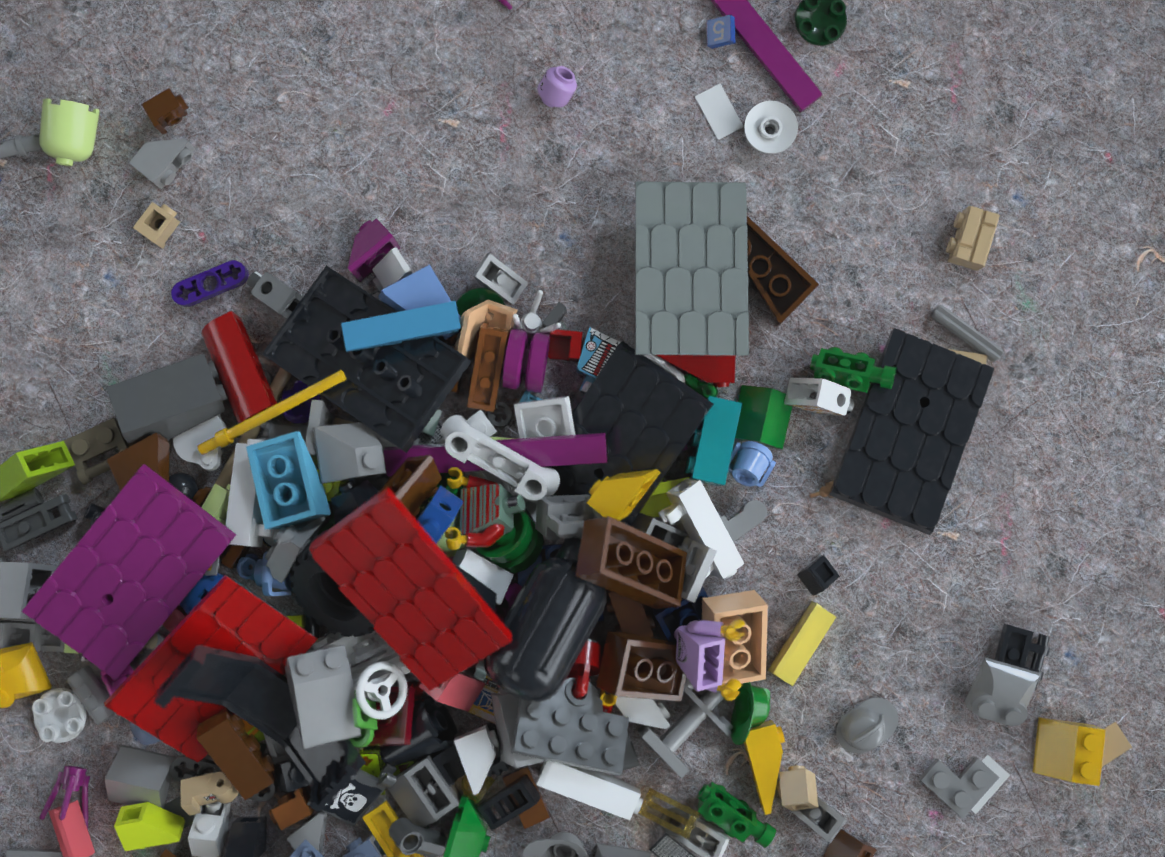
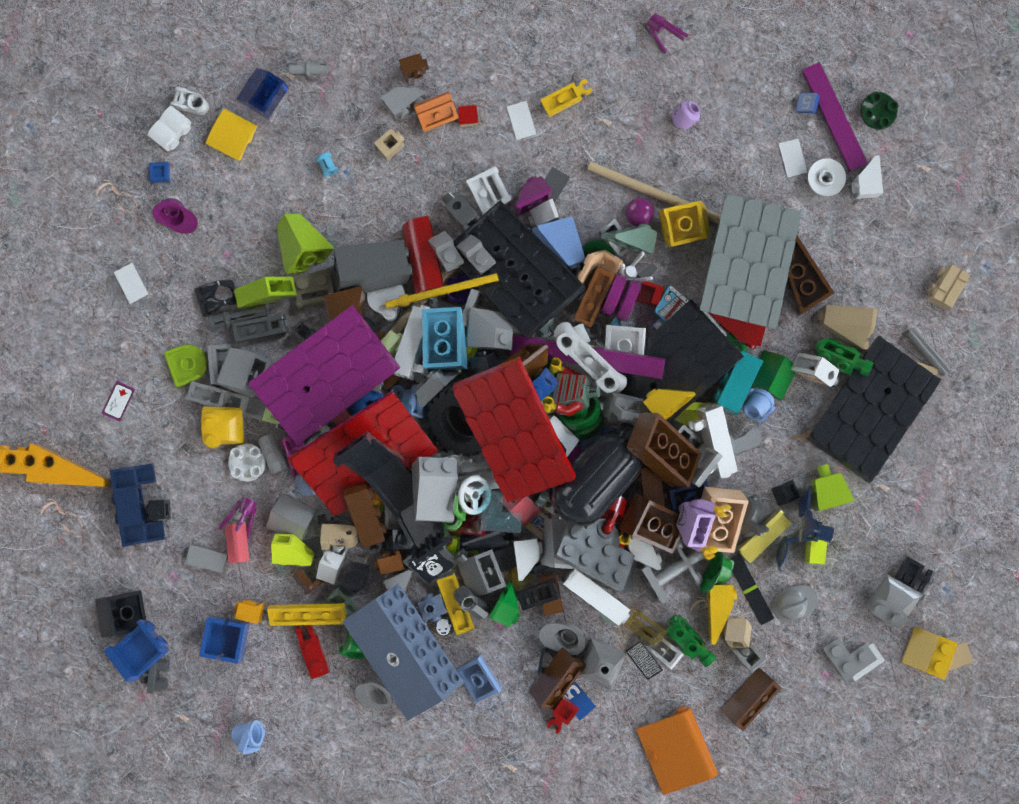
camera: 15 degrees right, 0 degrees up
(64, 392) = (300, 244): none -> lime slope
(68, 131) = (344, 66): yellowish green cylinder -> none
(77, 273) = (327, 164): none -> medium azure bush
(194, 297) = (402, 200): dark purple beam -> none
(211, 163) = (436, 111): none -> orange plate
(258, 159) = (468, 115): none -> red tile
(265, 356) = (446, 251): none -> light grey slope
(303, 260) = (483, 193): none -> white plate
(308, 350) = (476, 254): none -> light grey slope
(334, 148) = (521, 120): none -> white sticker
(385, 103) = (564, 98): none -> yellow plate
(401, 224) = (557, 182): none -> dark grey sticker
(401, 326) = (545, 253): dark azure slope -> none
(416, 716) = (494, 519): none -> clear light blue plate
(524, 274) = (633, 238): none -> sand green slope
(526, 235) = (639, 211): none -> magenta hair
(537, 203) = (644, 188): none -> tan piece
(590, 236) = (684, 223): none -> yellow slope
(778, 624) = (752, 516): none -> dark grey animal
(802, 722) = (751, 590): none -> black sticker
(830, 118) = (869, 181): none -> white slope
(849, 321) = (849, 323): none -> tan slope
(876, 623) = (809, 527): none -> dark blue plant
(877, 557) = (829, 489): none -> lime torso
(877, 637) = (815, 552): none -> neon yellow panel

